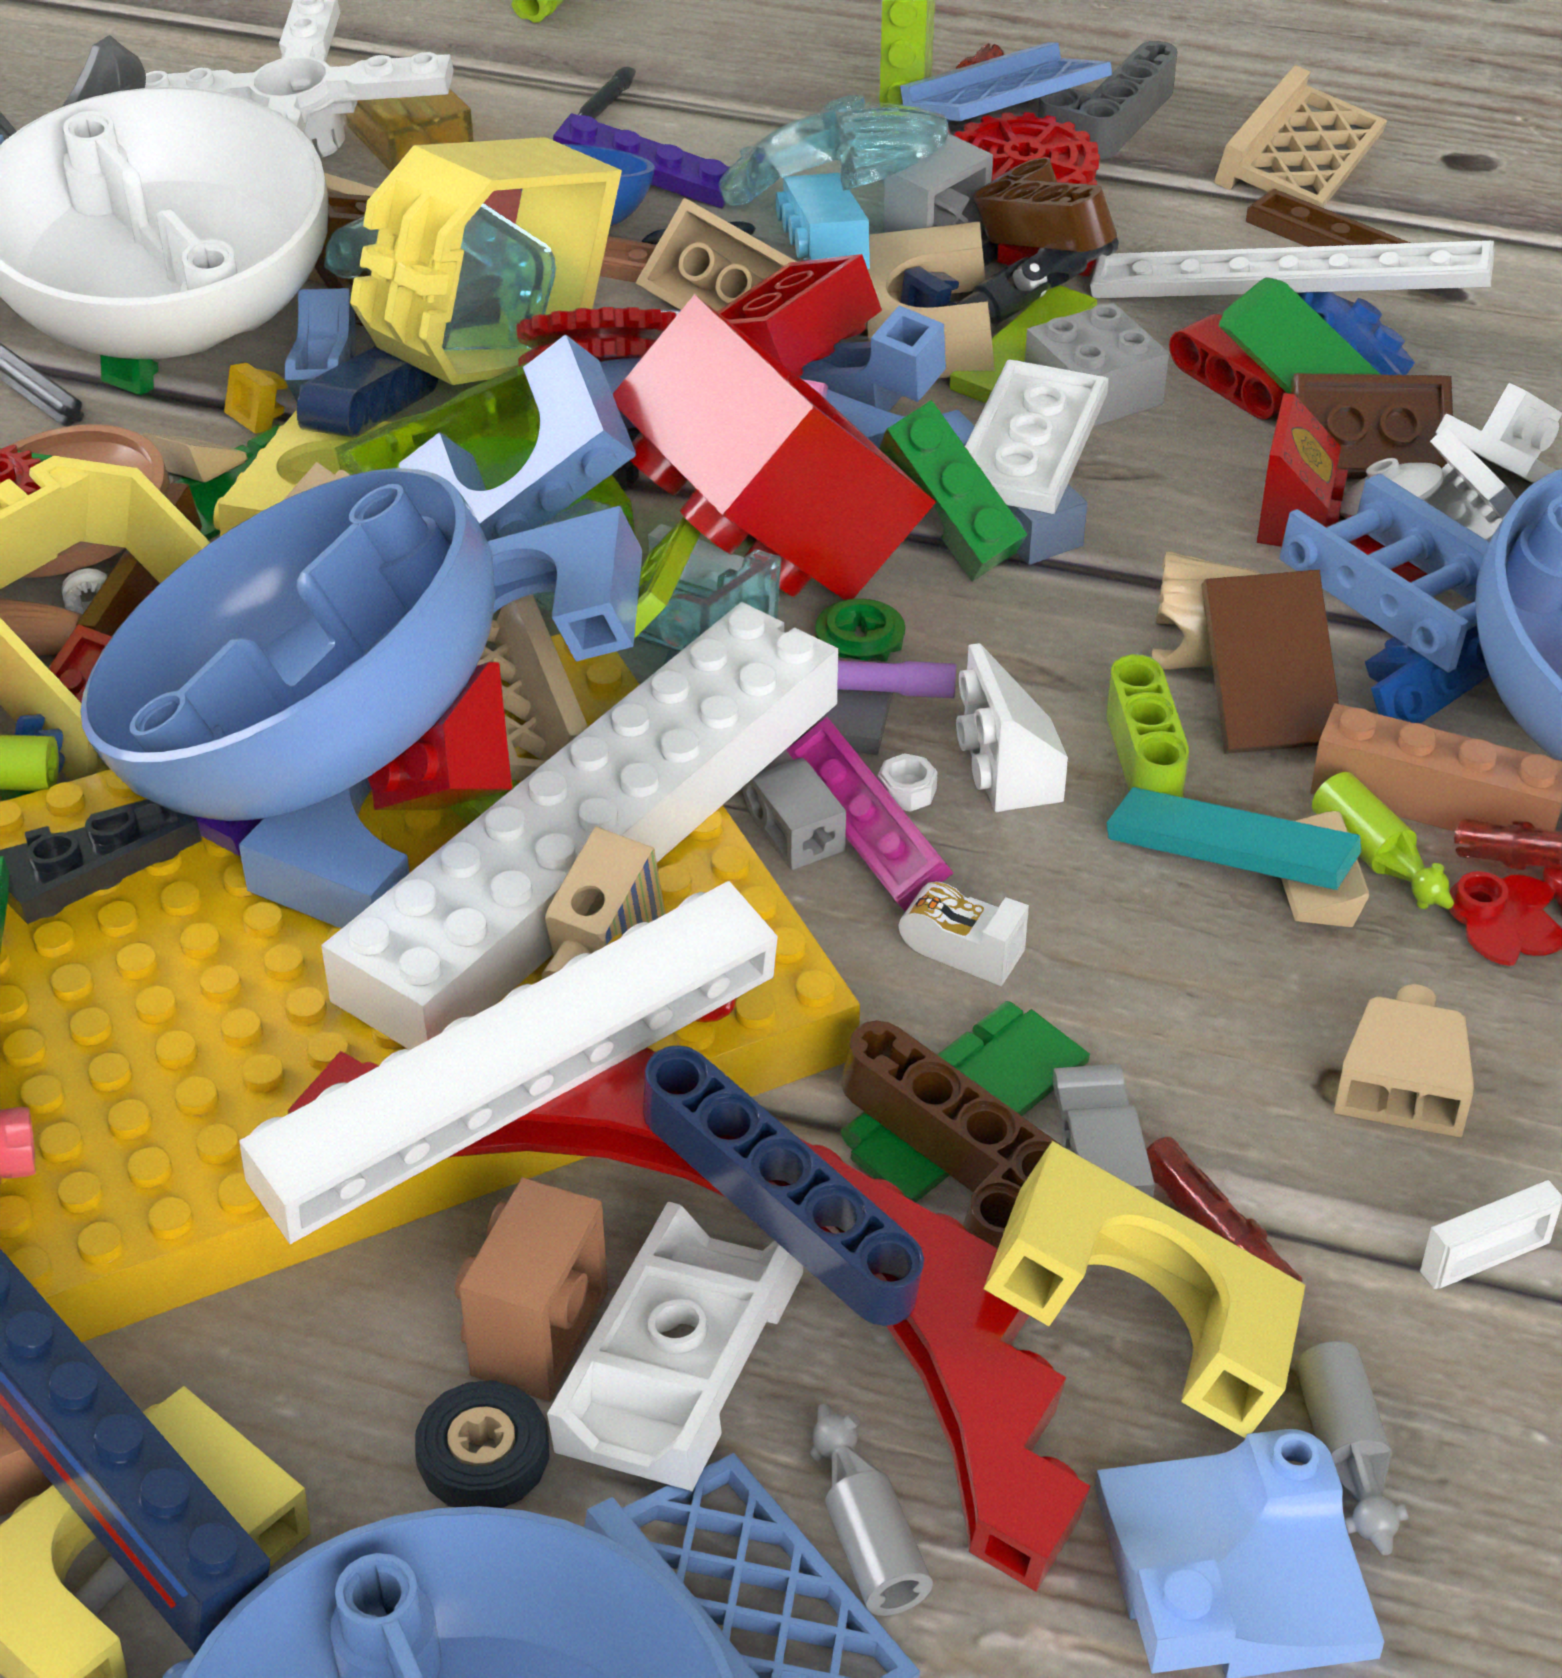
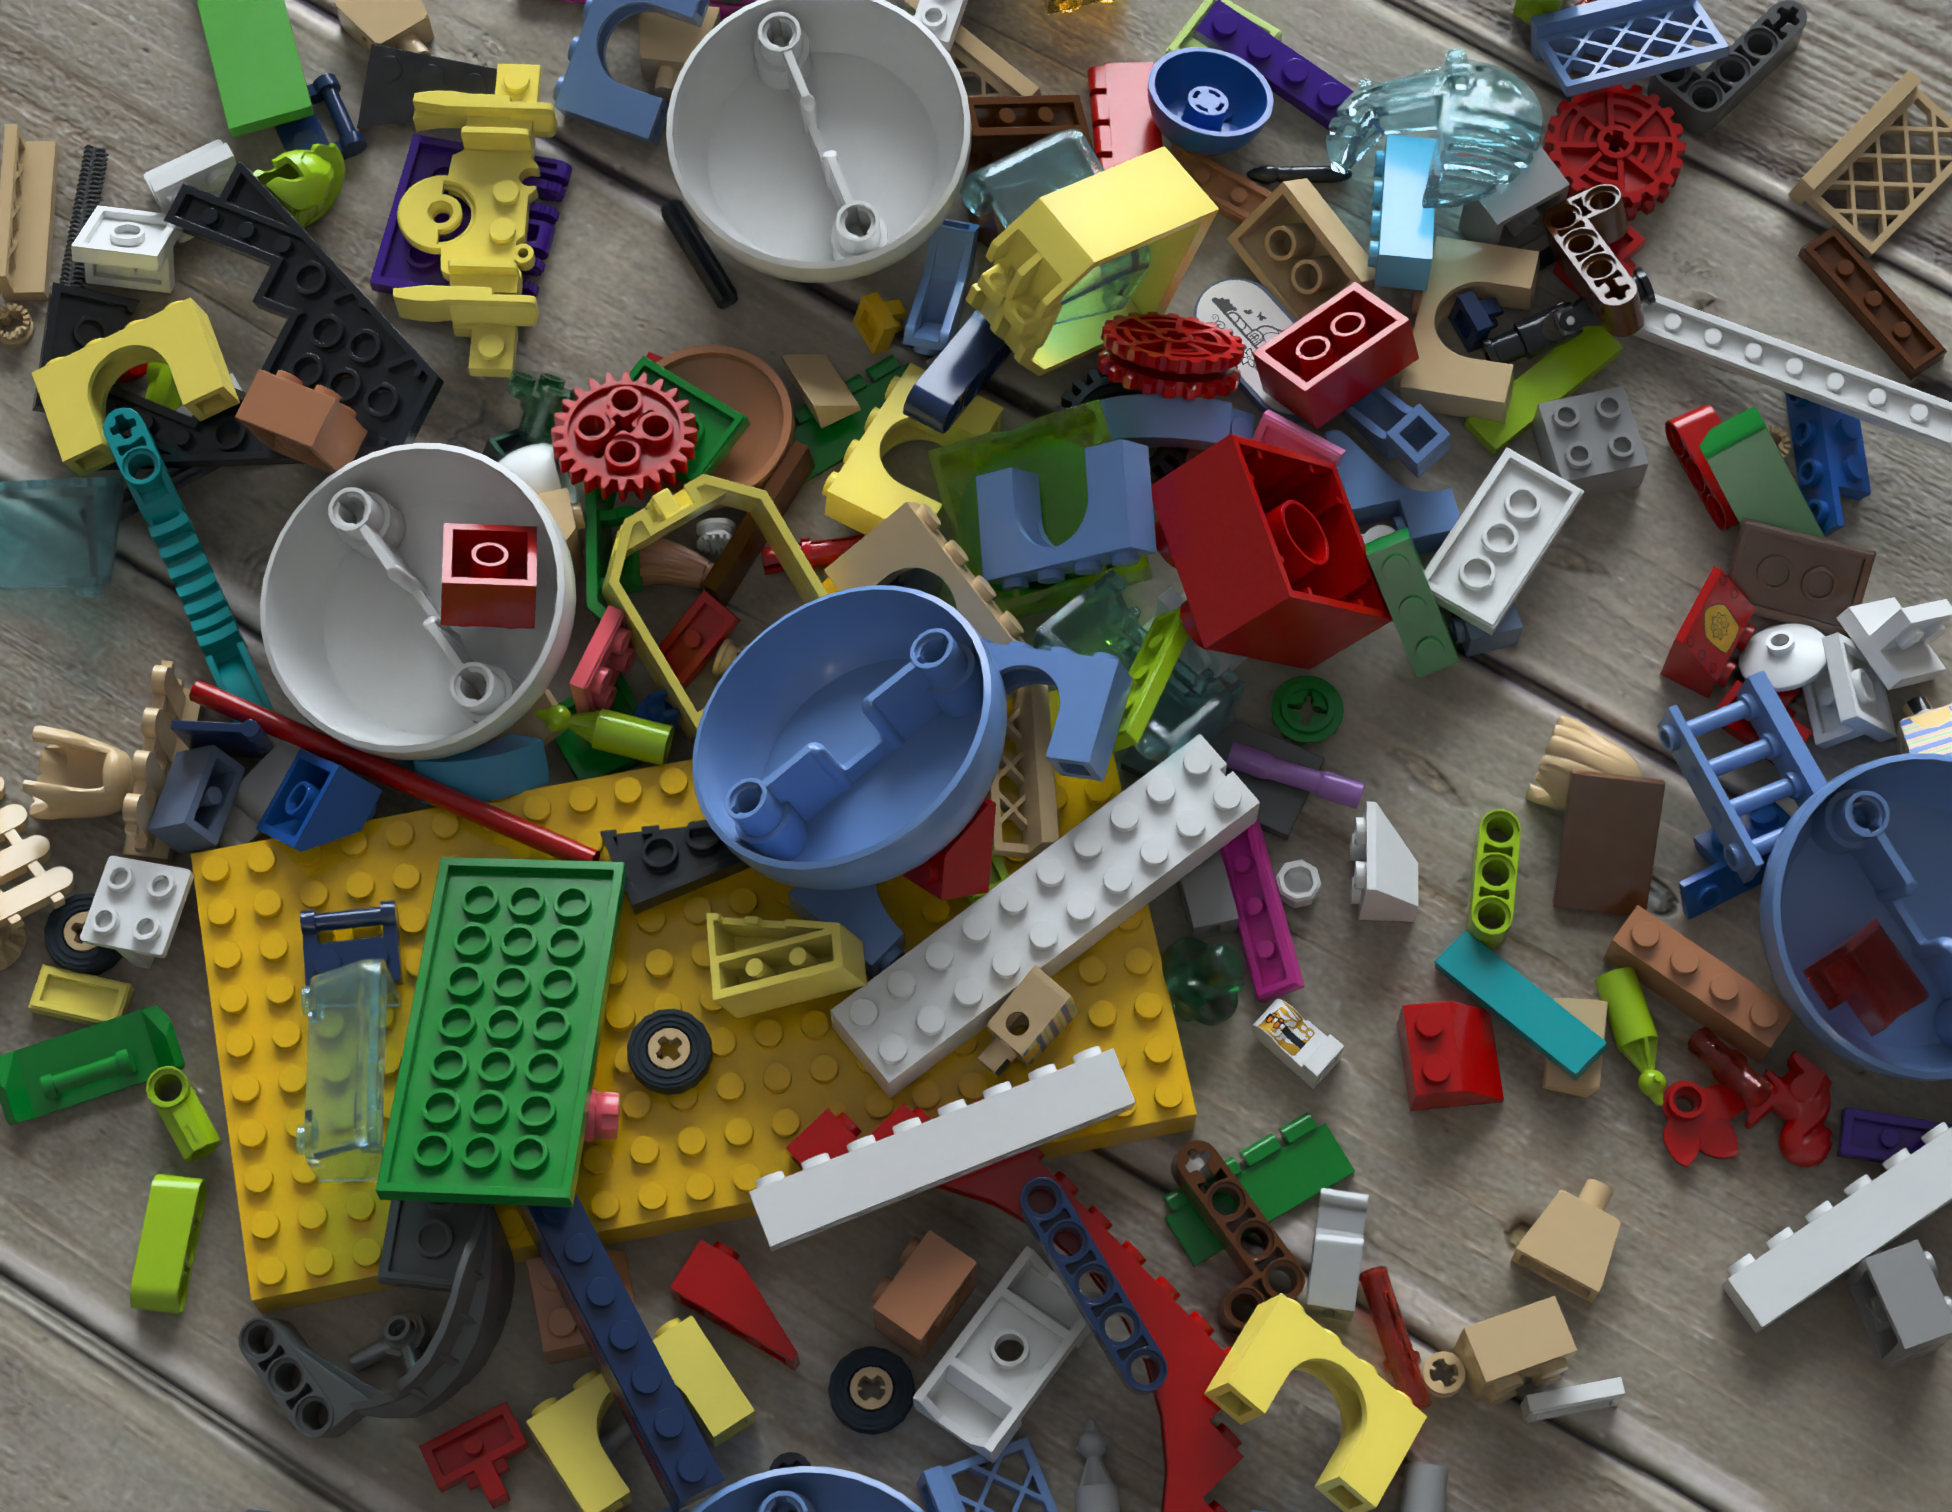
camera: 15 degrees right, 25 degrees up
(99, 1087) = (668, 1075): none -> black bush
(244, 910) = (780, 963): none -> light yellow wedge
(250, 1373) = (726, 1295): none -> red slope
(825, 873) = (1203, 979): none -> clear green plate
(1157, 908) = (1448, 1055): none -> red slope
(1303, 1235) = (1447, 1361): none -> tan bush
(1391, 1178) = (1515, 1351): none -> tan brick

